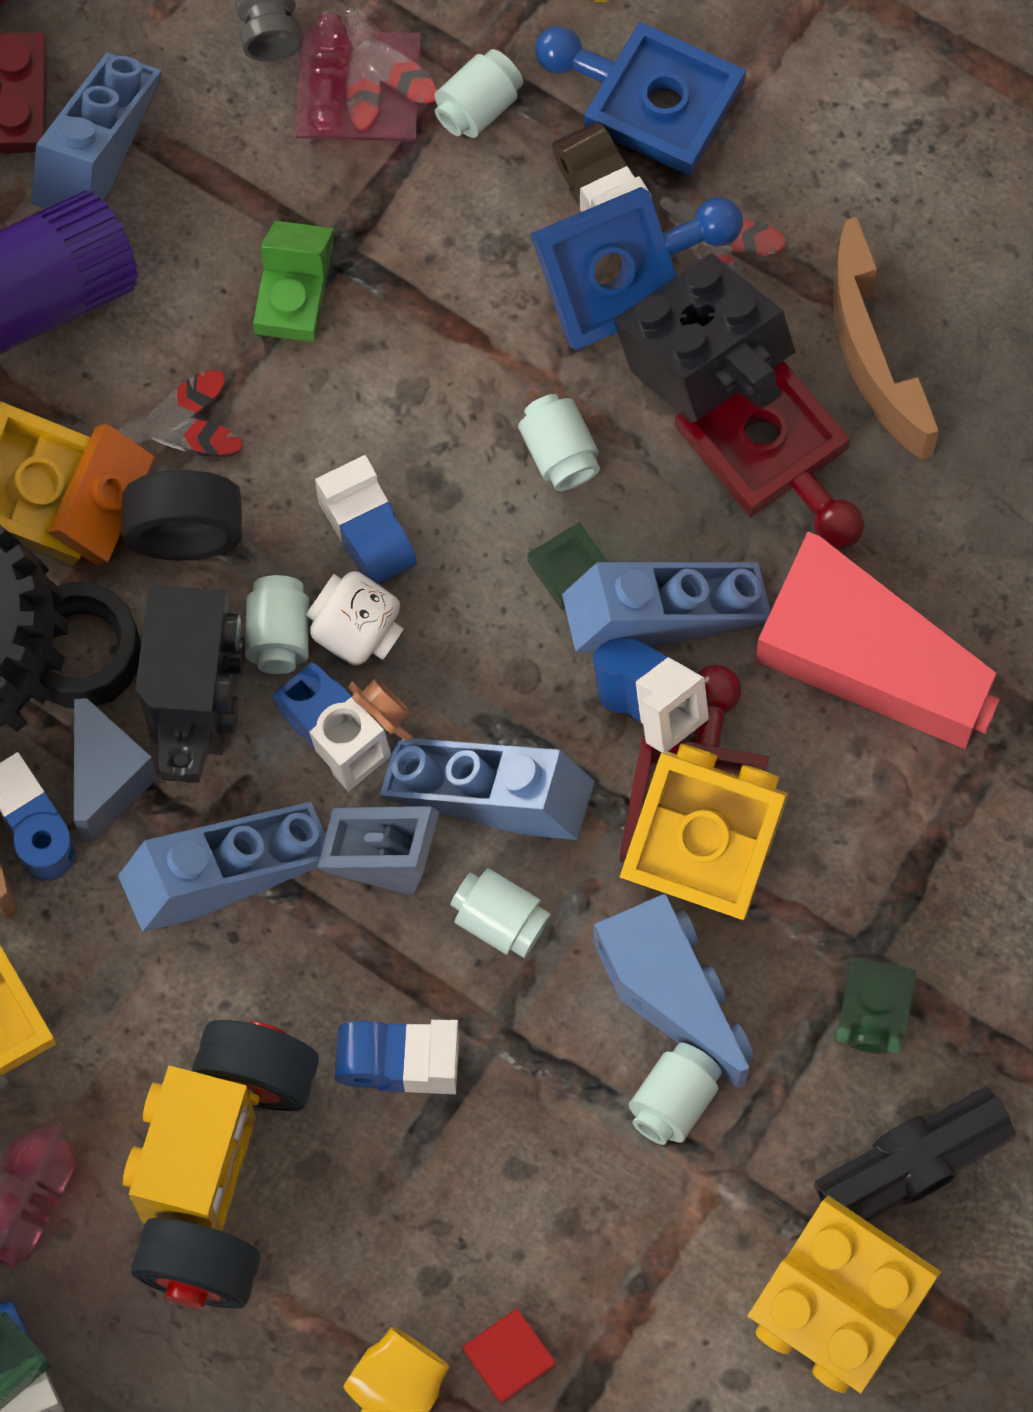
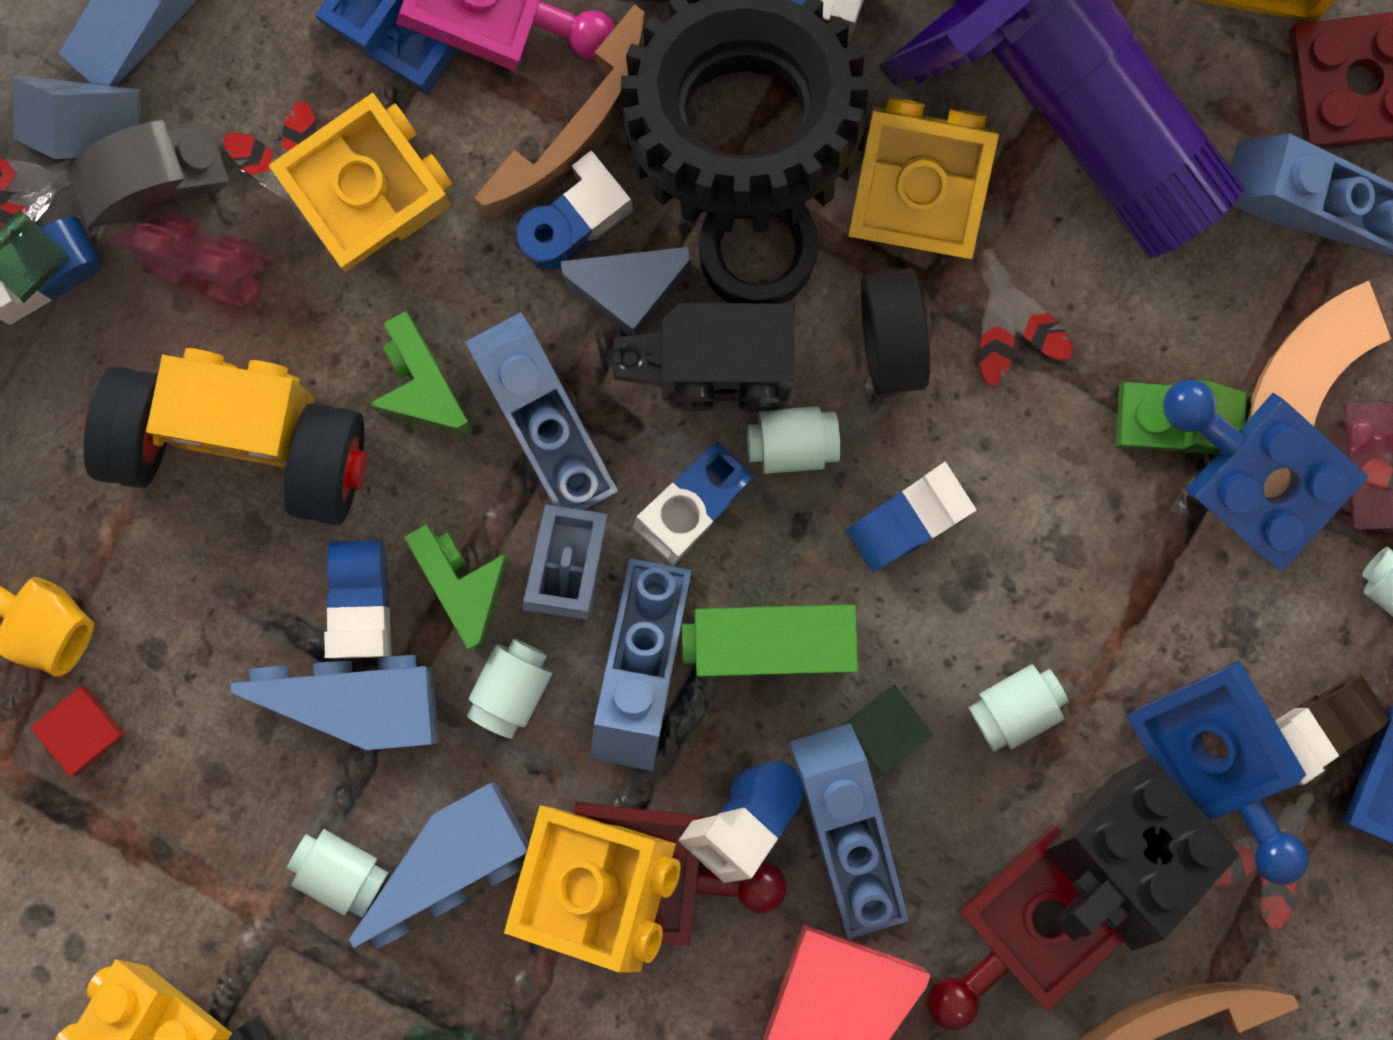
camera: 80 degrees right, 15 degrees up
(92, 505) = (937, 251): orange plate -> none
(194, 965) = (428, 396): none -> bright green slope
(282, 182) = (1316, 356): none -> light nougat tile
(355, 618) = (802, 516): white head -> none
(359, 228) = (1236, 476): none -> blue plate
(383, 706) = (710, 553): nougat plate -> none
(408, 948) = (468, 599): none -> bright green slope
(476, 647) = (771, 641): none -> bright green brick
(509, 1057) = (363, 708): none -> medium blue slope

